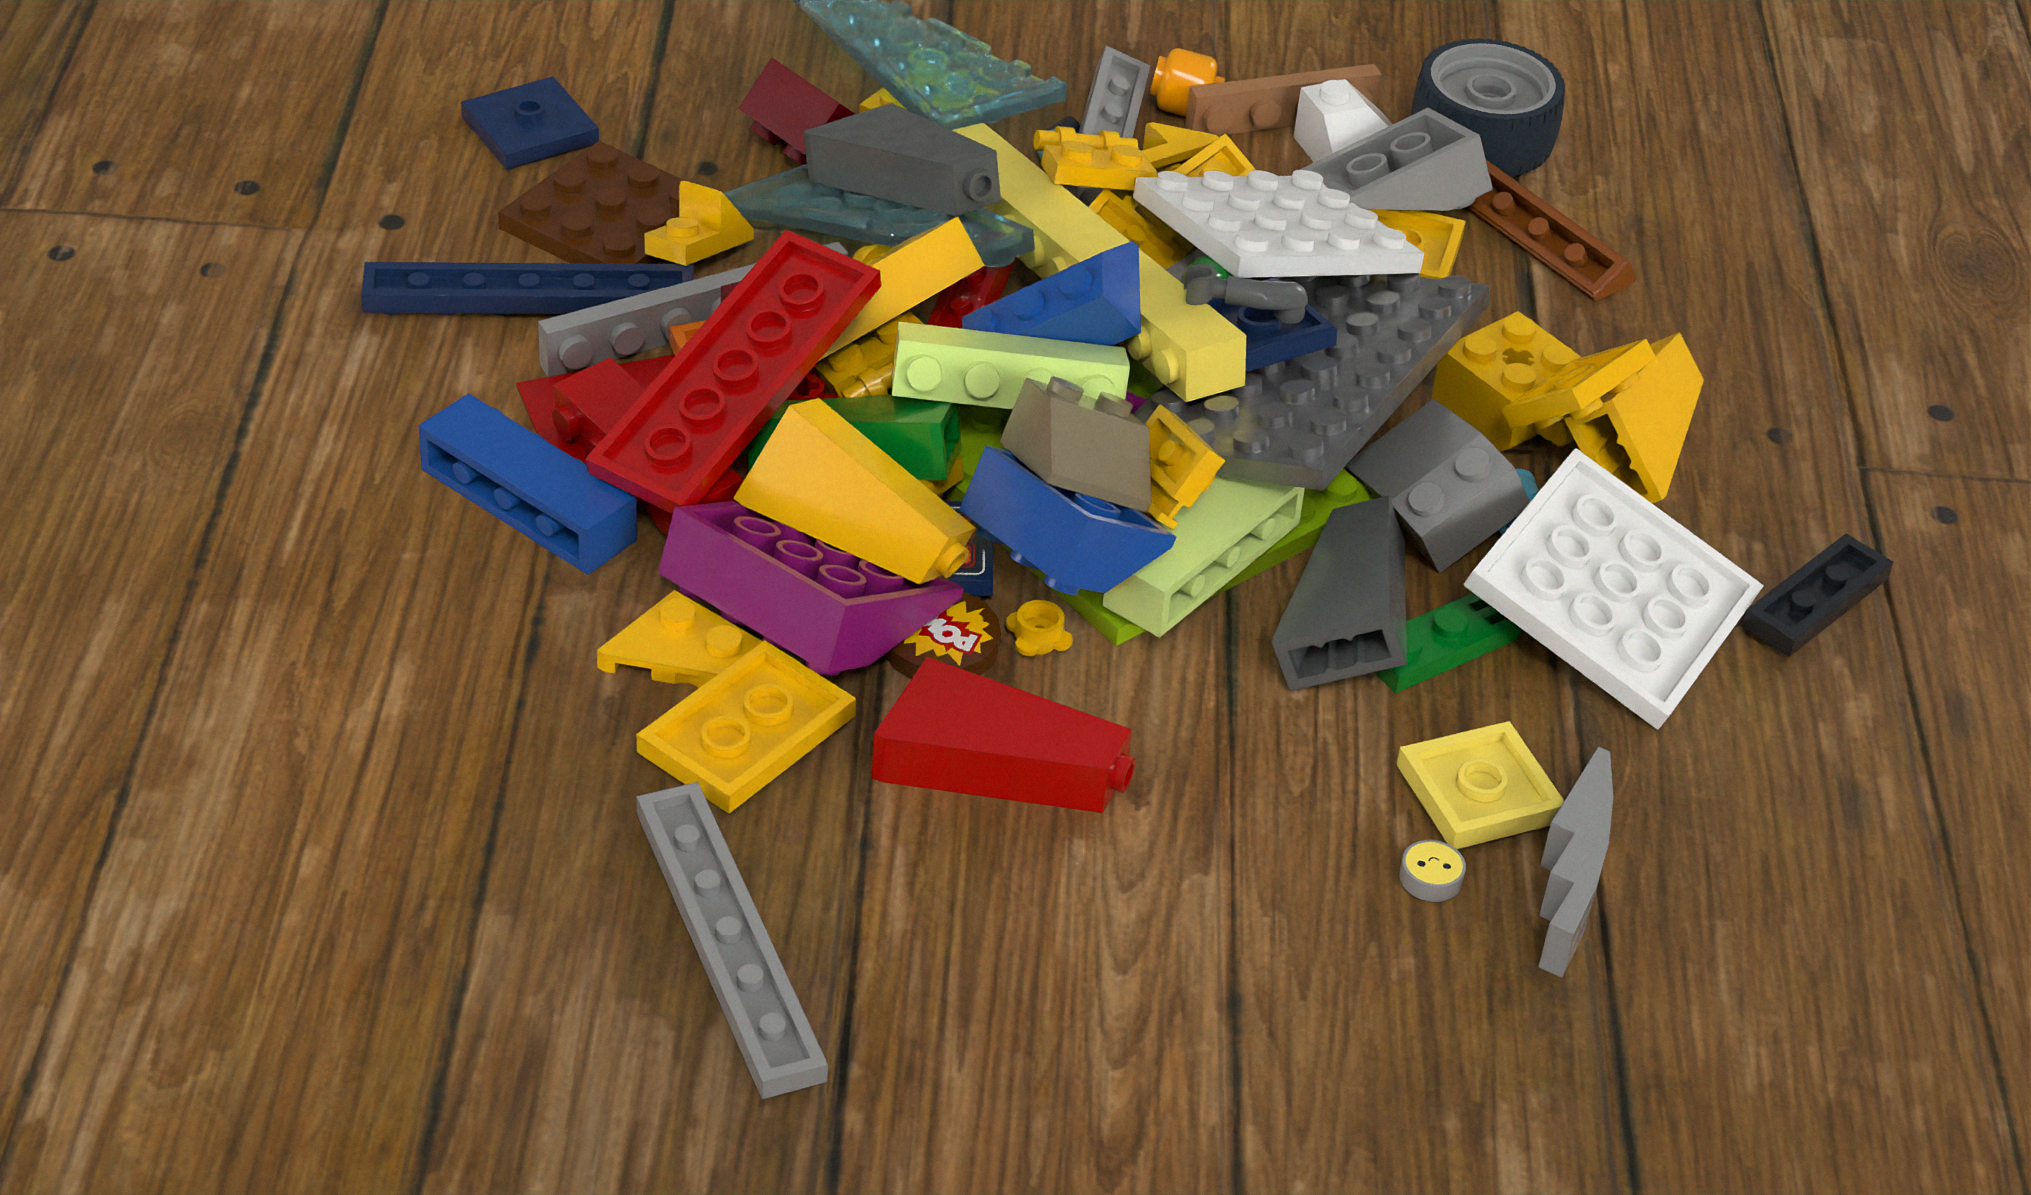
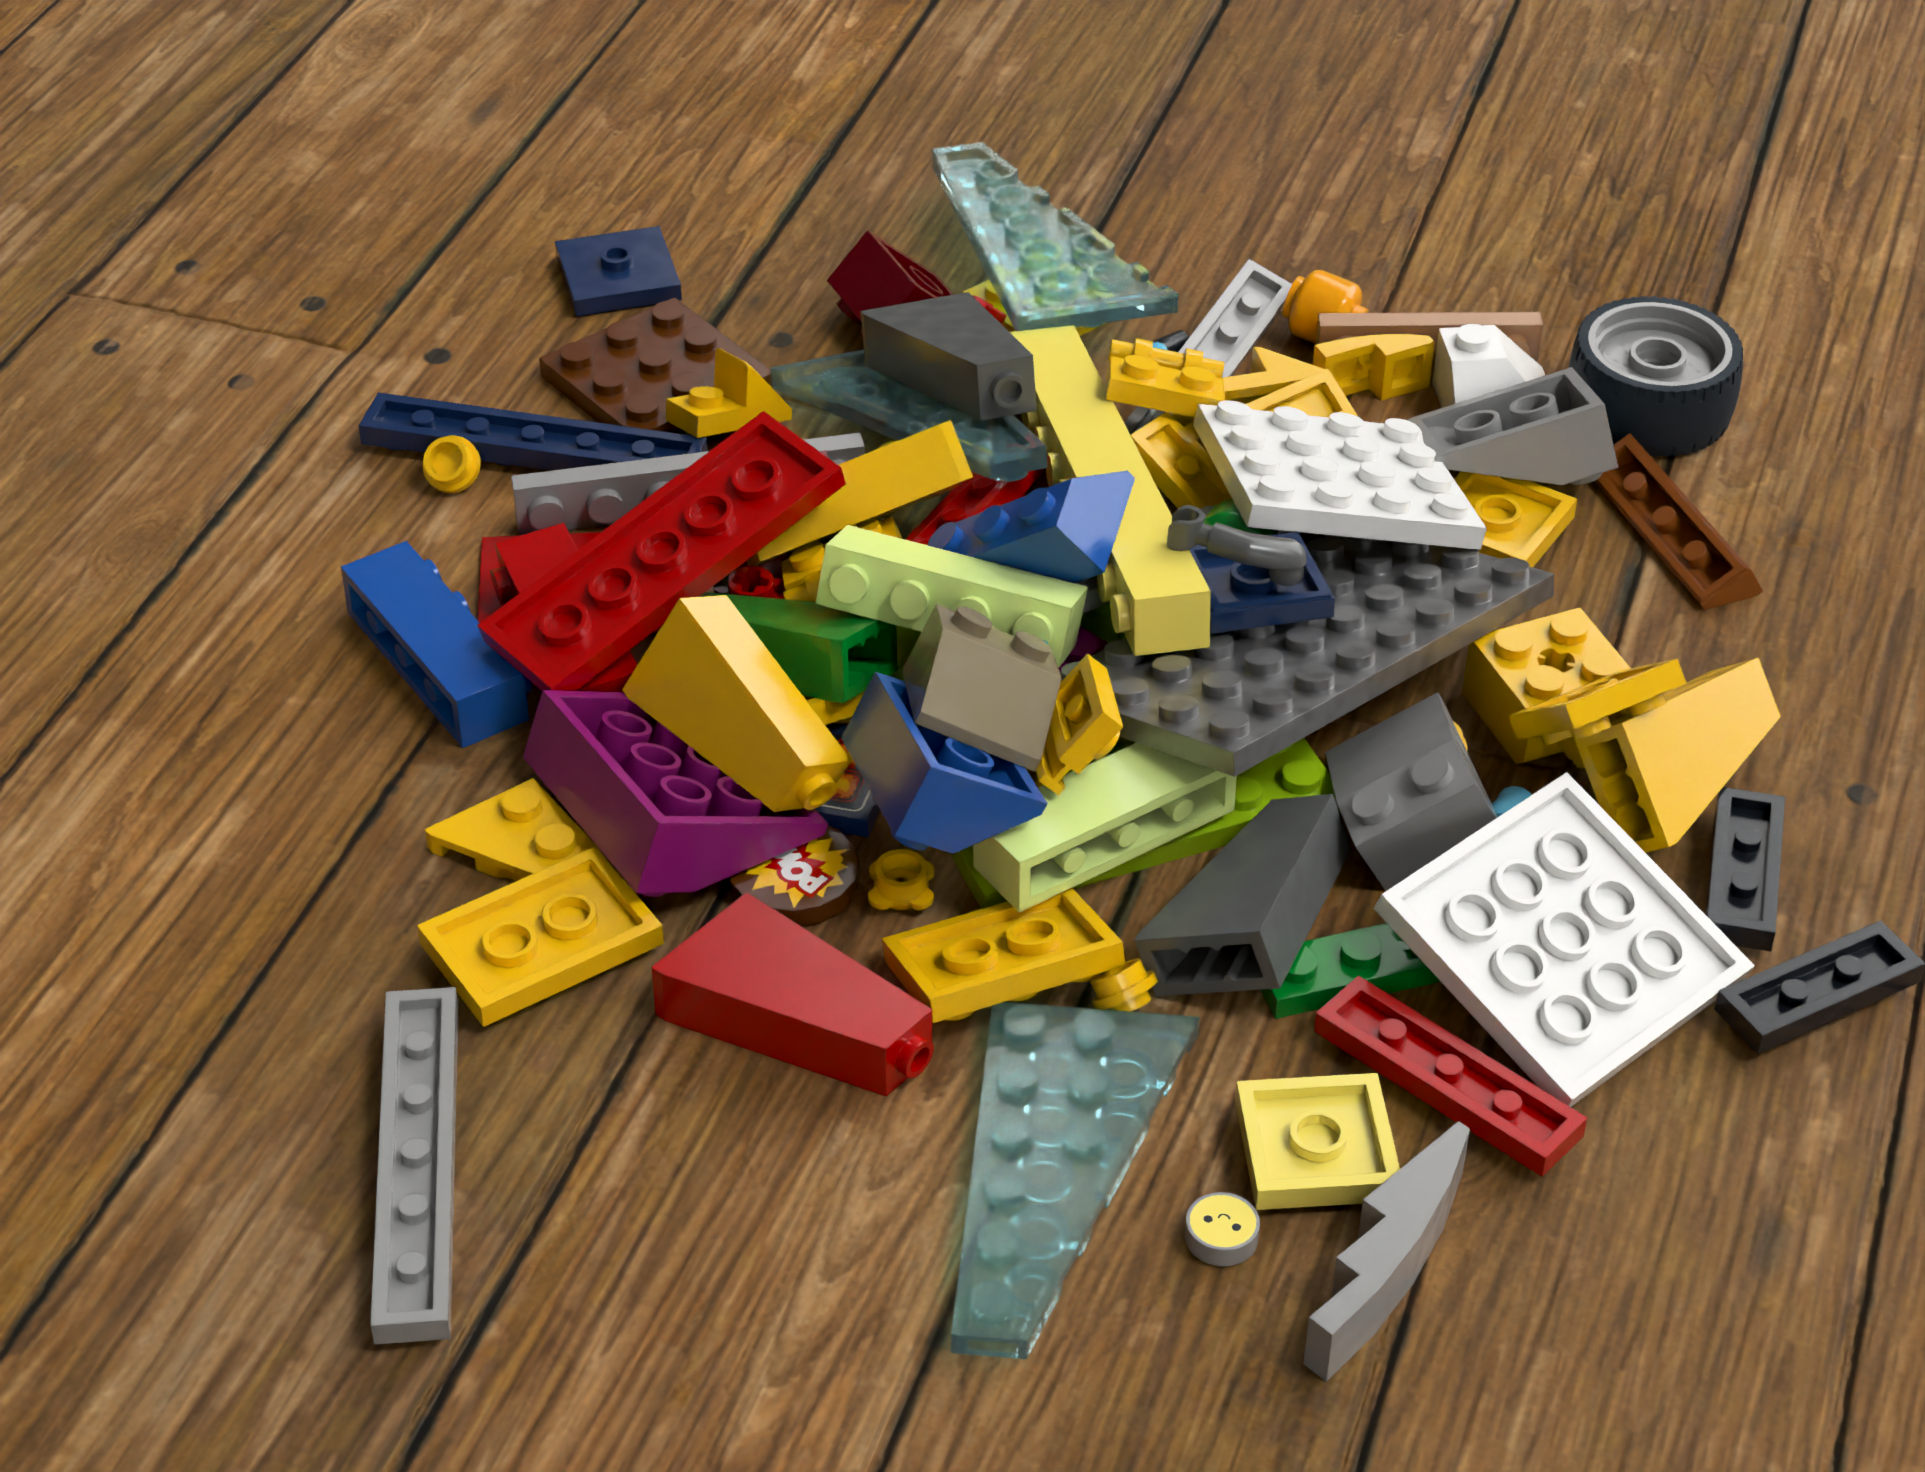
camera: 20 degrees right, 0 degrees up
(462, 319) = (451, 464): none -> yellow plate
(1158, 679) = (1002, 954): none -> yellow plate
(1254, 123) = (1383, 363): none -> yellow slope
(1263, 821) = (1053, 1139): none -> clear light blue wing
(1269, 686) = (1123, 987): none -> yellow plate
(1561, 713) = (1450, 1075): none -> red plate
(1722, 505) = (1746, 866): none -> plate

